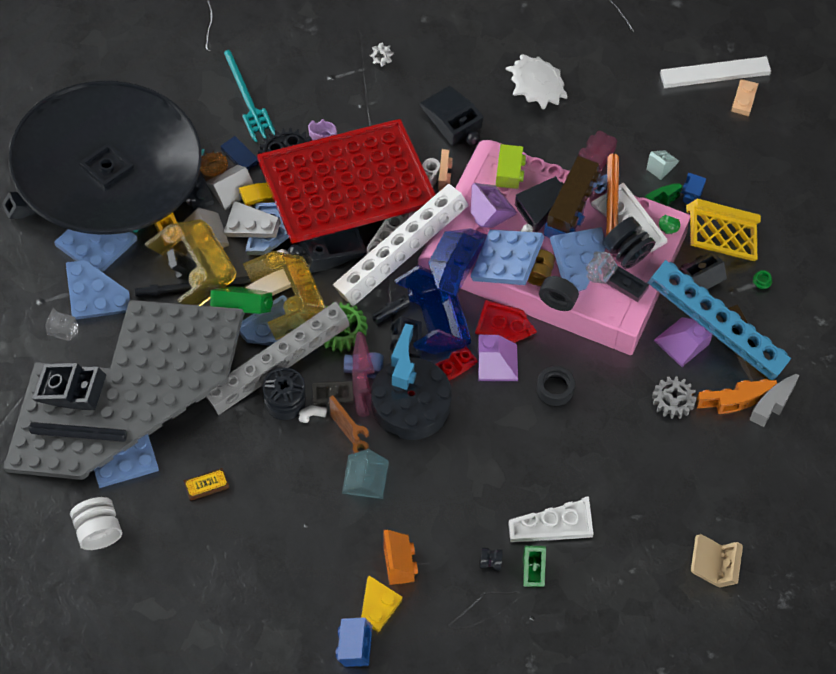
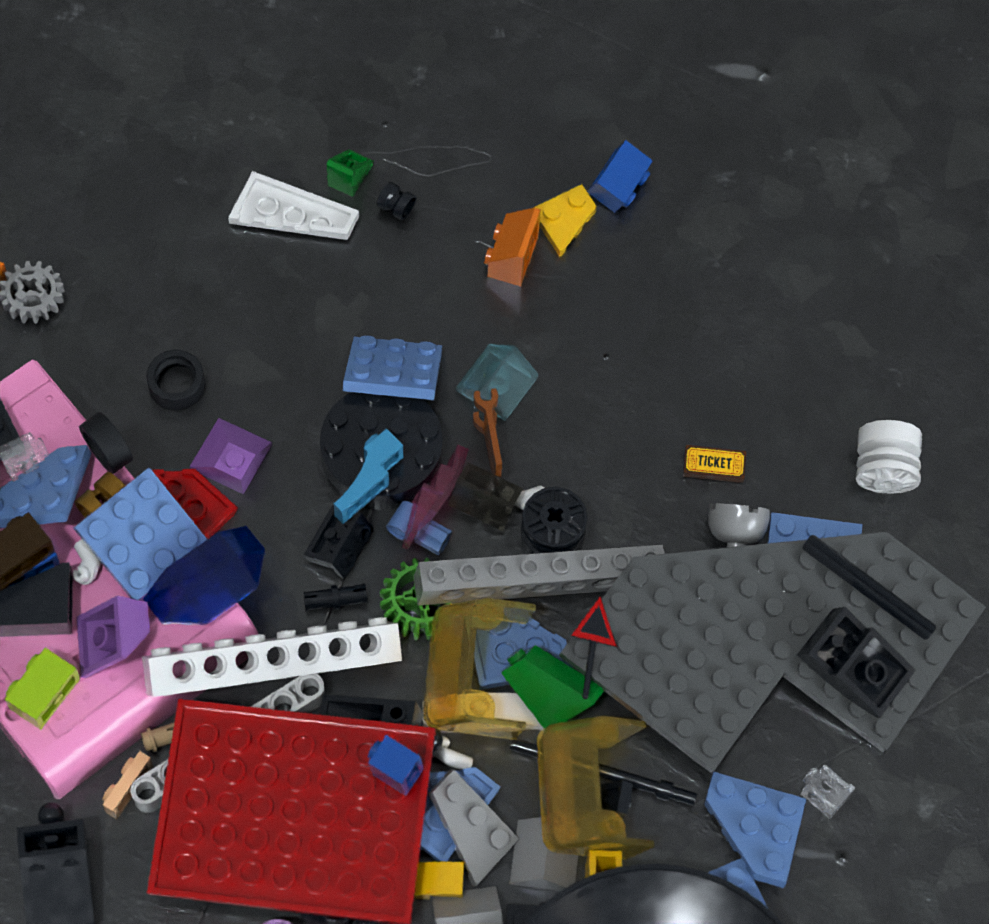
camera: 155 degrees left, 5 degrees up
(175, 448) = (738, 523): none -> light grey cylinder
(228, 325) = (596, 630): none -> piece
(300, 200) = (395, 764): none -> blue brick
(429, 441) = (393, 368): none -> medium blue plate
(441, 313) = (278, 519): clear blue windscreen -> none
(457, 363) = (292, 477): red slope -> none
(716, 562) = (122, 70): tan bracket -> none

